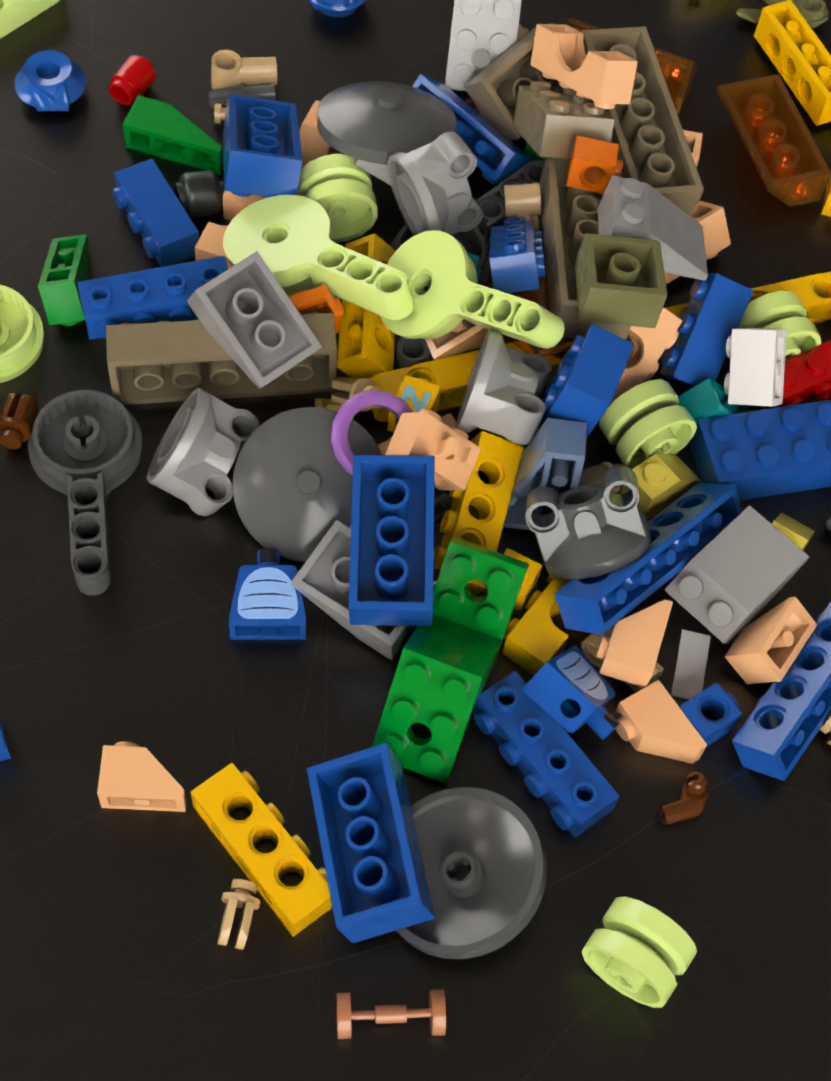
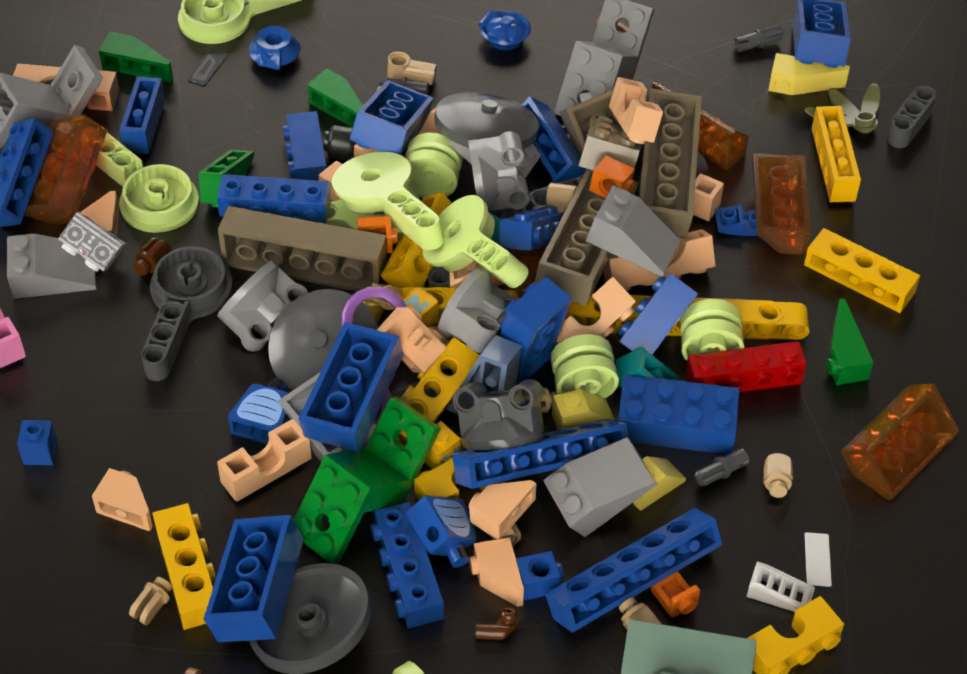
camera: 25 degrees right, 10 degrees down
(132, 80) = (331, 58): red brick -> none
(254, 320) = (324, 223): light grey slope -> none
(289, 688) = (284, 452): none -> light nougat arch
(620, 280) = (582, 254): olive brick -> none
(690, 664) = (550, 537): white sticker -> none
(729, 178) = (735, 222): none -> blue slope
(756, 366) = (679, 347): white brick -> none
(771, 643) = (608, 537): light nougat slope -> none

